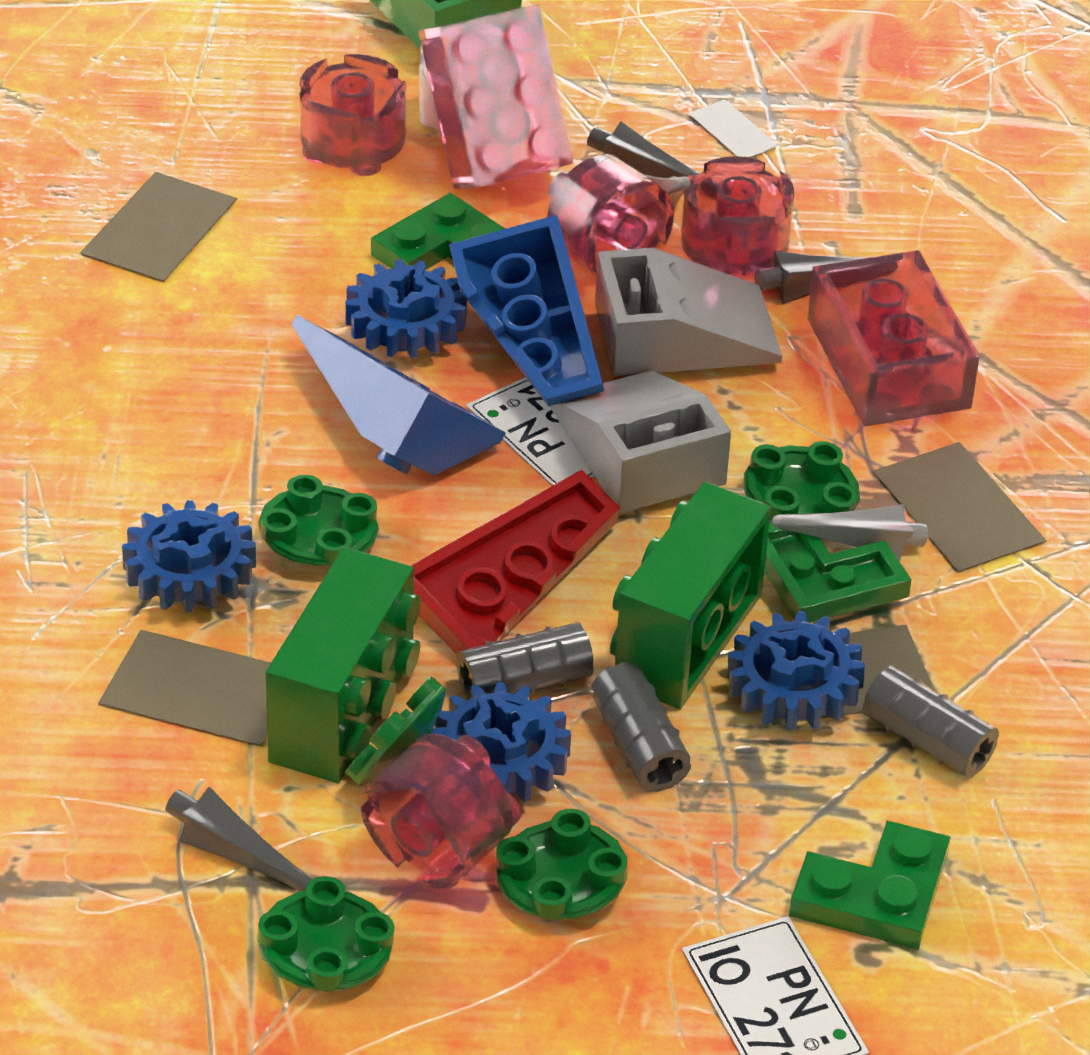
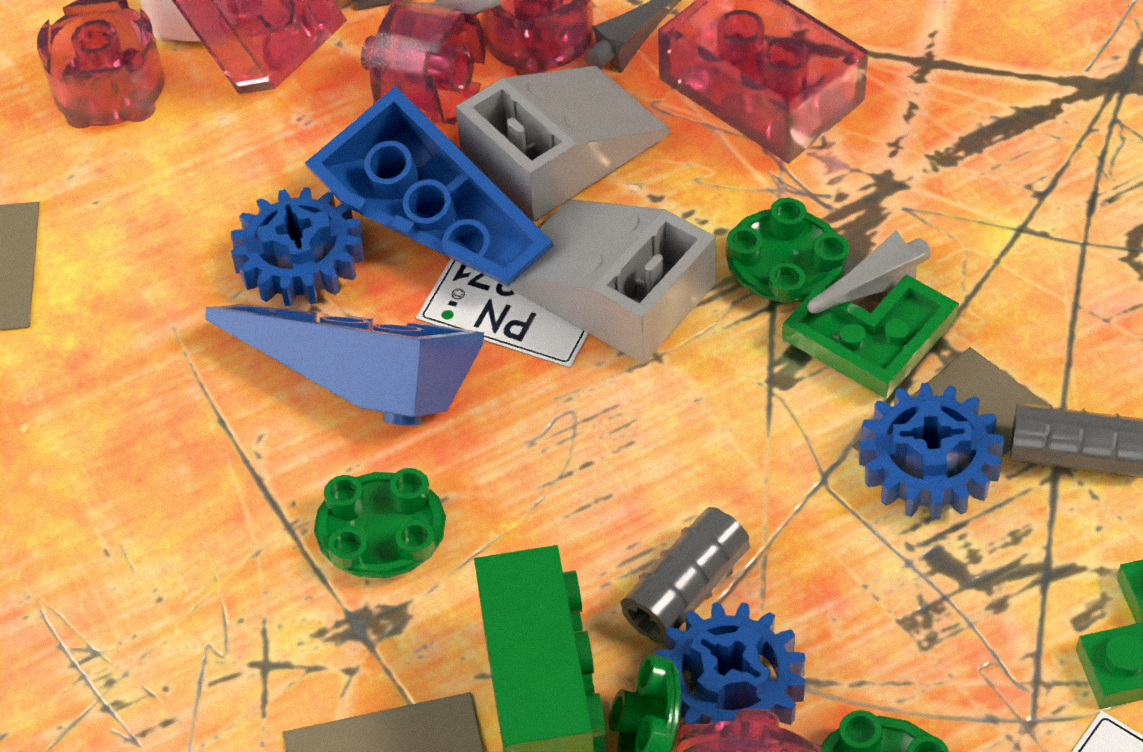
camera: 25 degrees left, 10 degrees up
(189, 556) = (284, 628): blue gear -> none
(430, 231) = (263, 147): green plate -> none
(506, 566) = (592, 474): red wing -> none
(641, 727) = (839, 585): dark grey axle -> none
(692, 590) = (795, 425): green brick -> none
(960, 505) = (923, 202): dark tan sticker -> none

